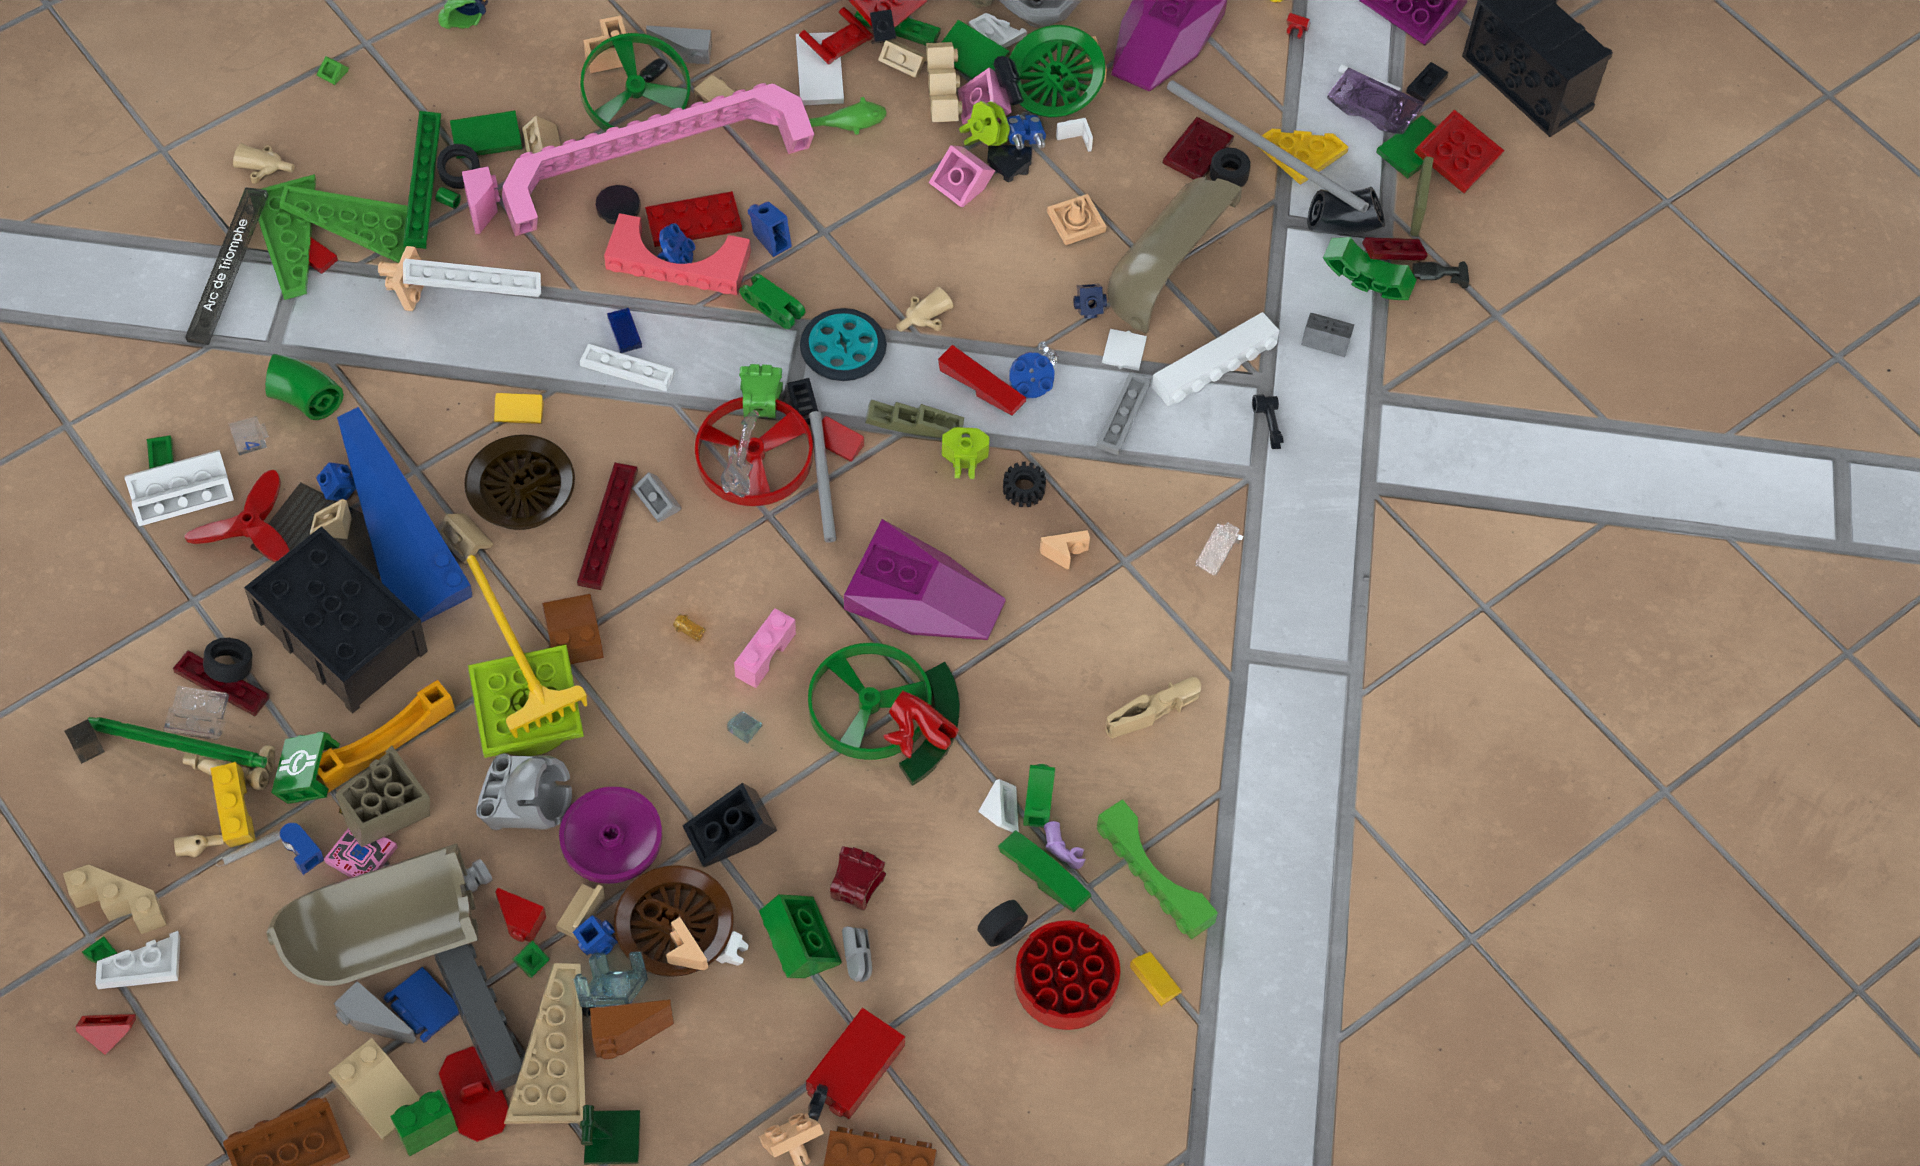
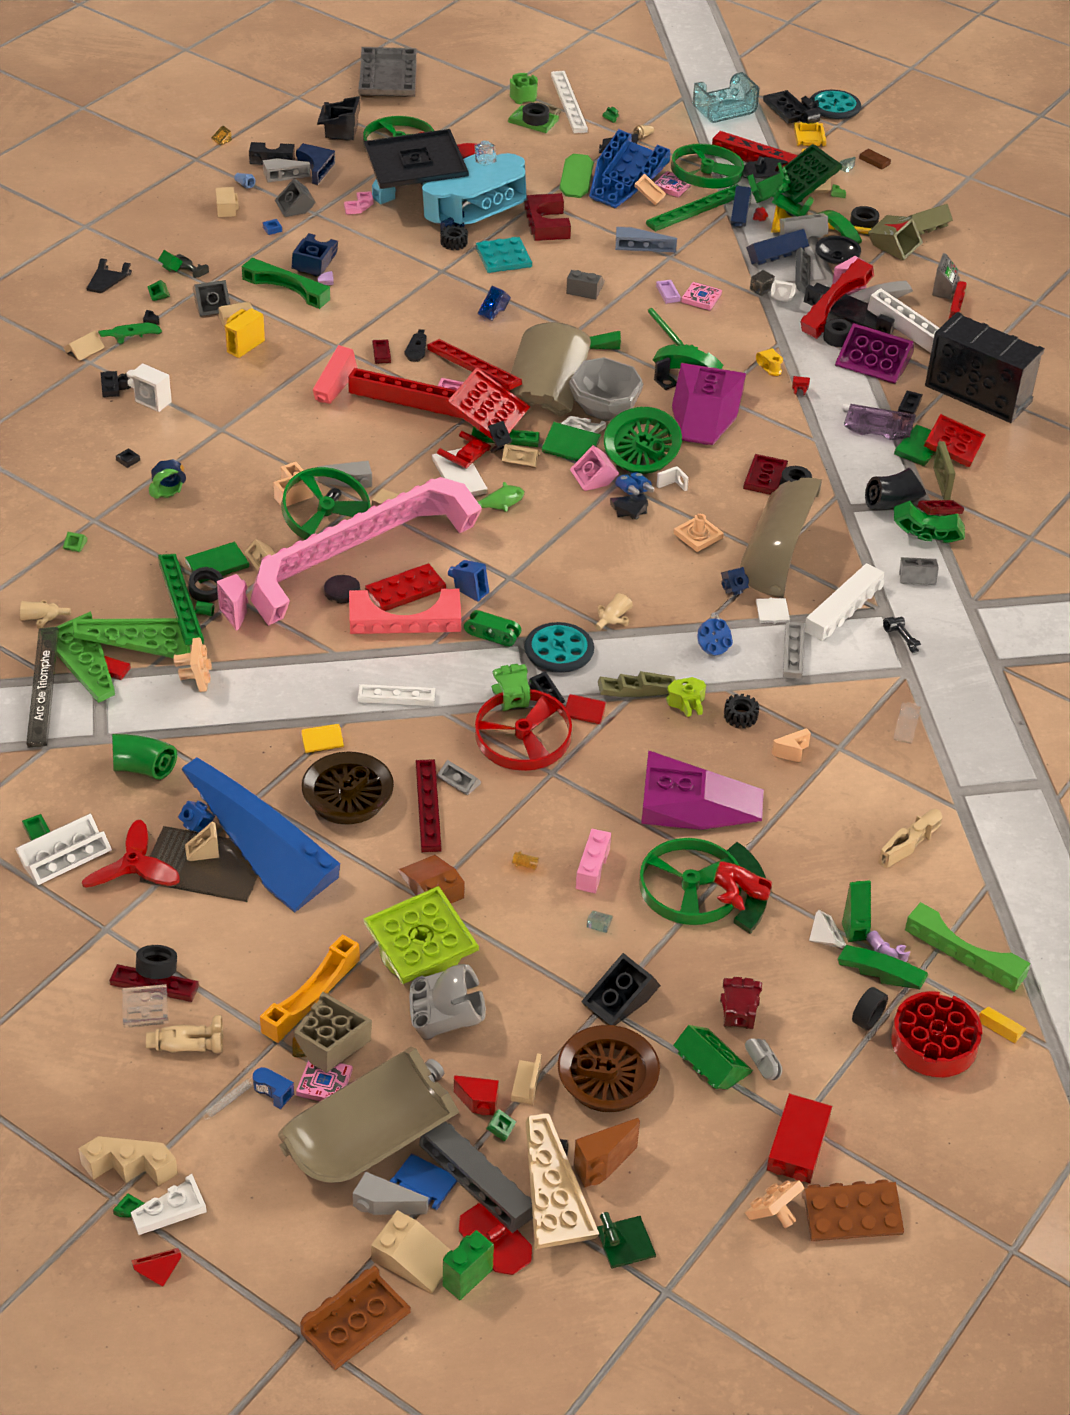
camera: 15 degrees left, 15 degrees down
(84, 741) = (55, 1048): clear smoke brick -> none
(178, 742) = (140, 1029): green piece -> none
(189, 845) = (180, 1105): tan piece -> none
(233, 815) = (206, 1065): yellow arch -> none
(248, 435) = (108, 800): clear brick -> none
(299, 766) = (253, 1025): green panel -> none
(336, 618) = (241, 907): black container -> none
(462, 536) = (317, 833): tan panel -> none
(471, 277) = (251, 653): white plate -> none
(541, 700) = (437, 927): yellow piece -> none
(595, 936) = (550, 1094): blue brick -> none
(608, 986) = (573, 1128): clear light blue panel -> none
(610, 835) = (529, 1017): magenta dish -> none
(624, 330) = (383, 670): clear blue tile -> none
(675, 245) = (401, 604): blue plate -> none
(689, 952) = (634, 1083): light nougat slope -> none
(730, 952) = (664, 1080): white tile -> none
(736, 475) = (519, 742): clear piece -> none
(817, 1102) = (786, 1168): black tile -> none
(822, 477) = (585, 737): light grey piece -> none
(943, 82) = (559, 463): tan brick -> none
(961, 175) = (599, 521): bright pink slope -> none
(985, 125) = (607, 482): lime hinge -> none
(986, 384) = (683, 652): red slope -> none
(1008, 78) = (610, 449): black arm -> none
(1268, 146) = (860, 467): light grey piece -> none
(1311, 149) = (841, 462): yellow plate -> none
(1435, 271) = (973, 518): pearl dark grey piece -> none

